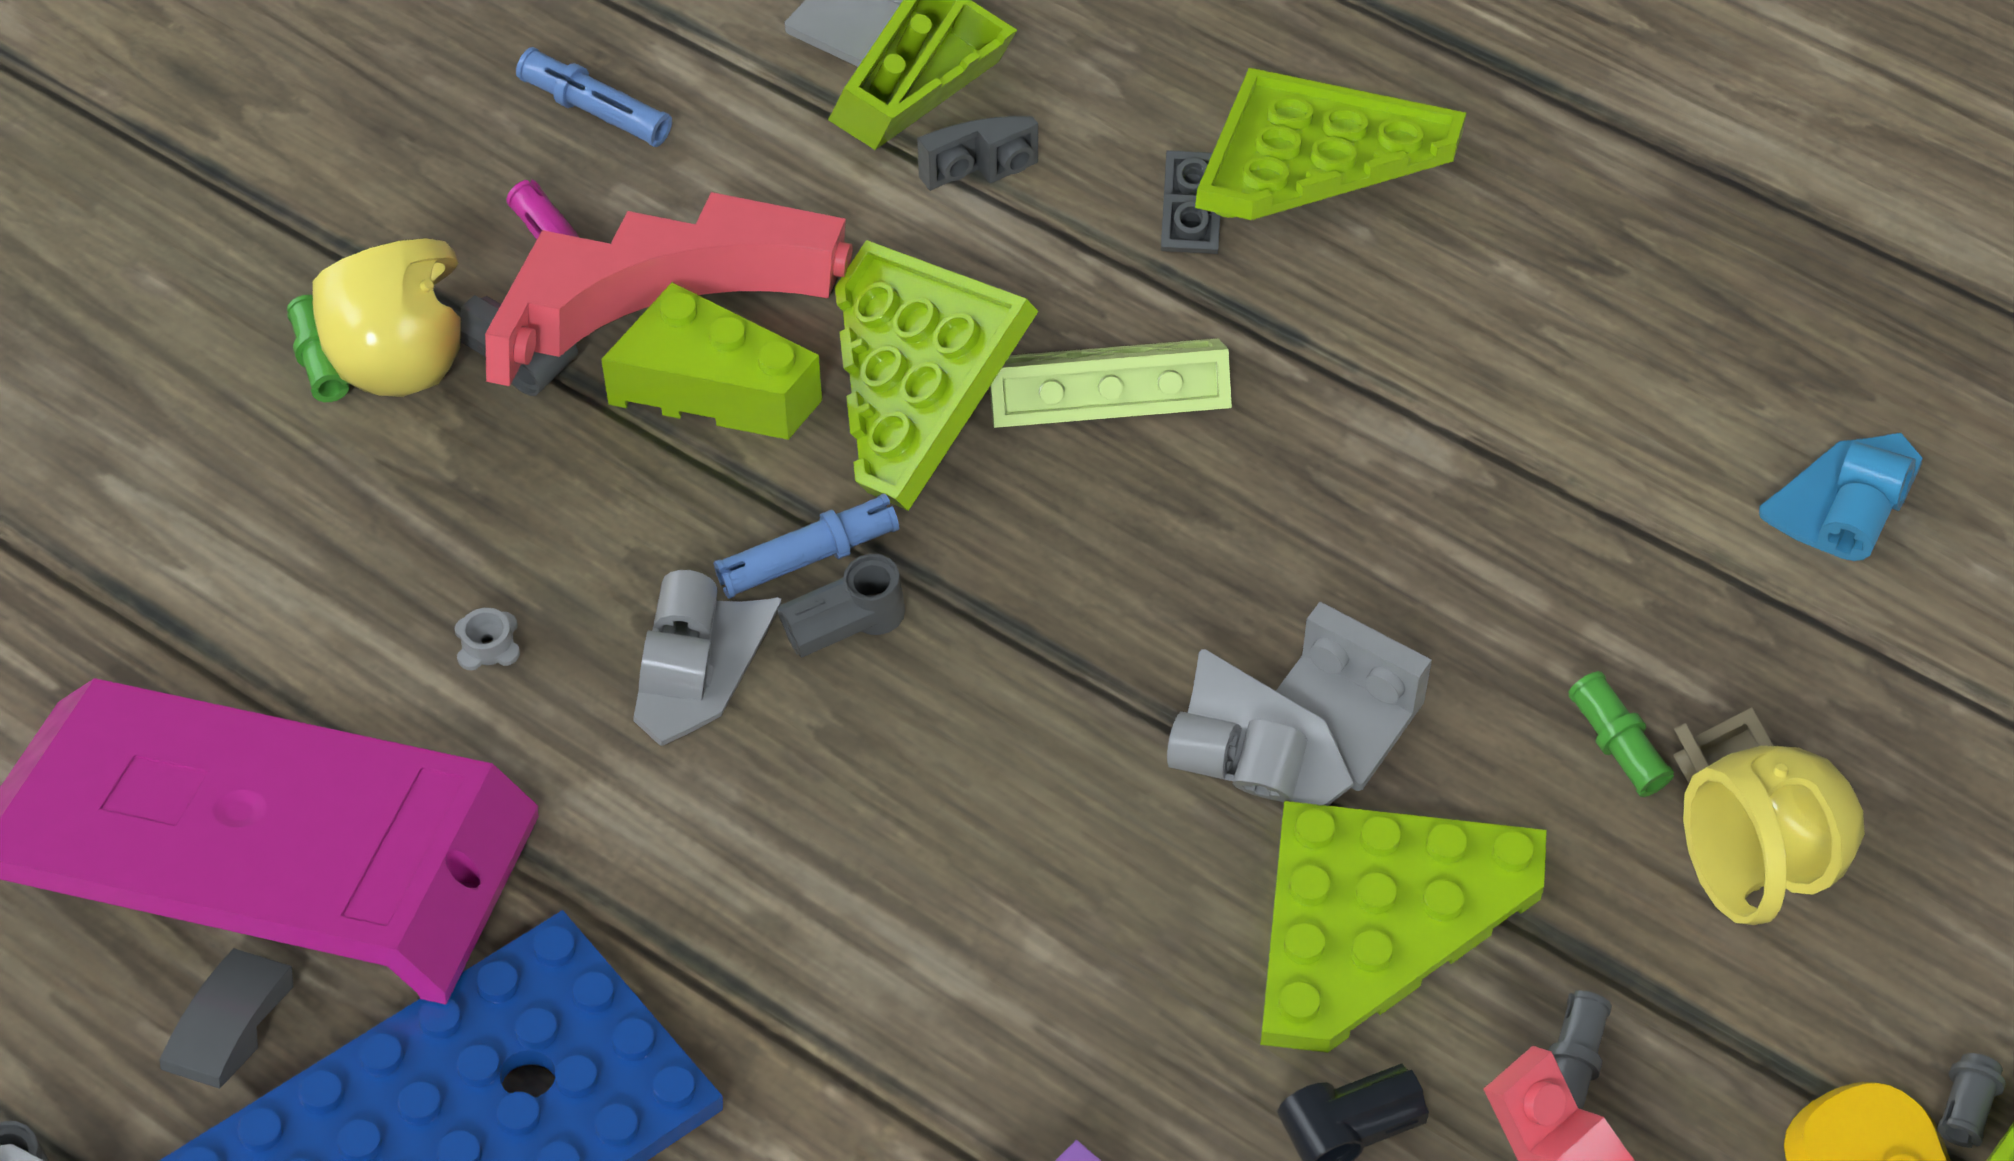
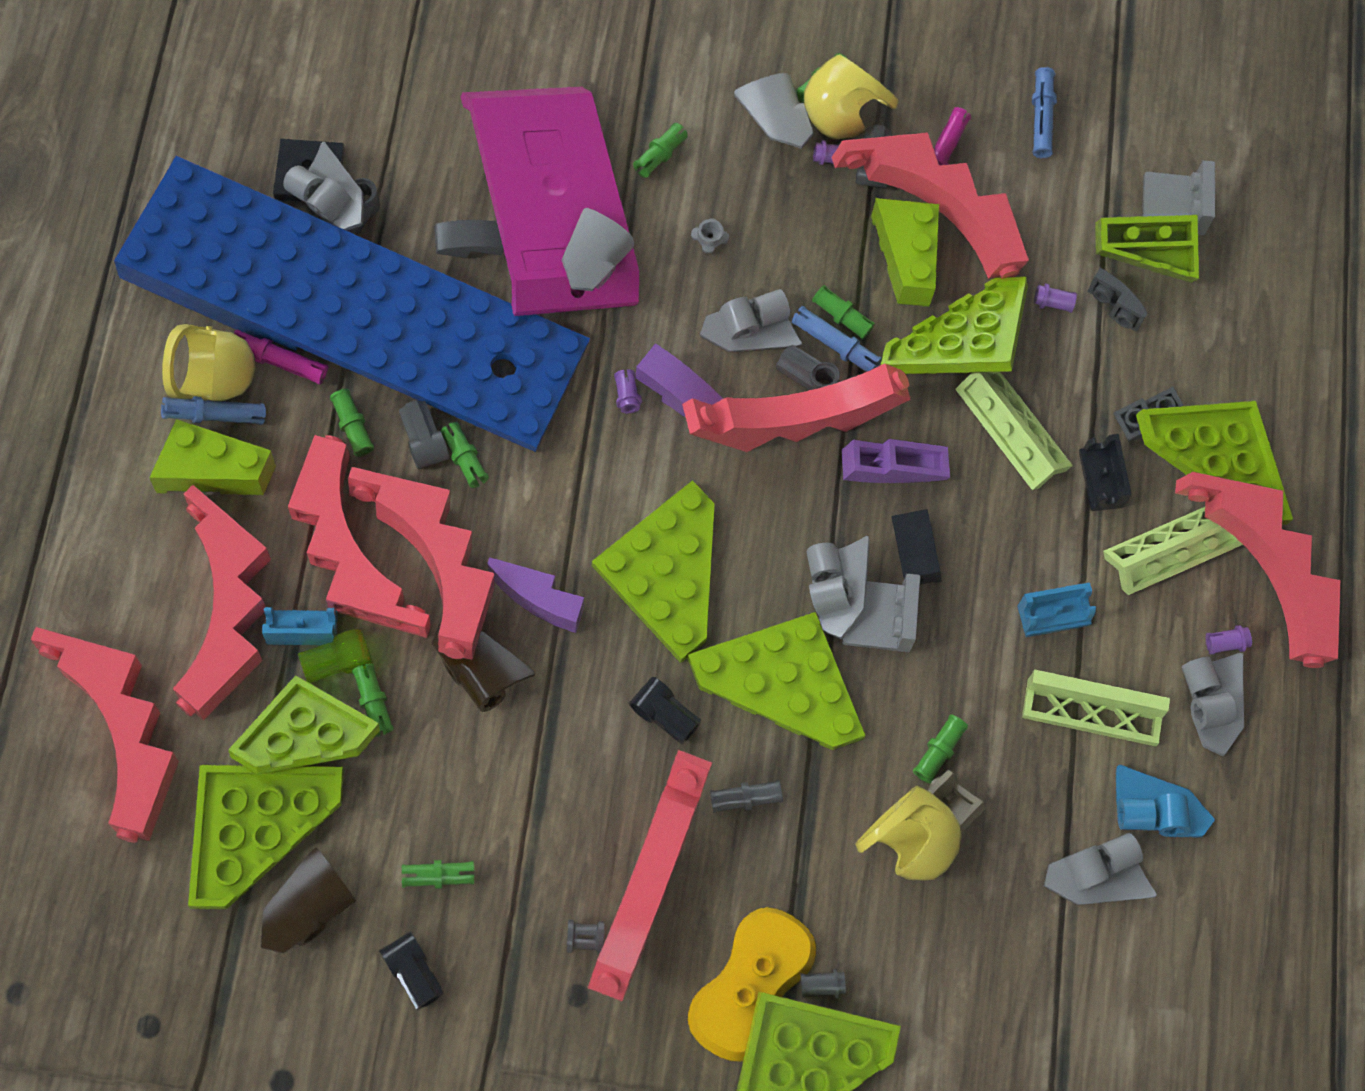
camera: 55 degrees right, 15 degrees up
(273, 637) = (660, 150): none -> bright green pin
(329, 432) = (777, 109): none -> light grey panel
(422, 793) = (595, 250): none -> light grey panel
(454, 406) = (824, 152): none -> medium lavender pin
(701, 899) = (628, 399): none -> medium lavender pin
(755, 808) = (673, 380): none -> medium lavender slope
(761, 512) = (843, 312): none -> bright green pin
(895, 711) = (754, 421): none -> coral arch
(921, 228) = (1055, 298): none -> medium lavender pin
(1076, 567) = (894, 462): none -> medium lavender slope
(1079, 1001) = (666, 569): none -> lime plate
(1250, 595) = (917, 546): none -> black hinge
(1261, 298) = (1105, 474): none -> black hinge
(1442, 263) = (1175, 553): none -> yellowish green fence
(1458, 468) = (1056, 609): none -> dark azure hinge
(1610, 149) = (1255, 519): none -> coral arch
(1621, 268) = (1228, 640): none -> medium lavender pin
(1631, 480) = (1095, 695): none -> yellowish green fence
(1713, 340) = (1217, 700): none -> light grey panel
(1929, 616) = (1101, 873): none -> light grey panel

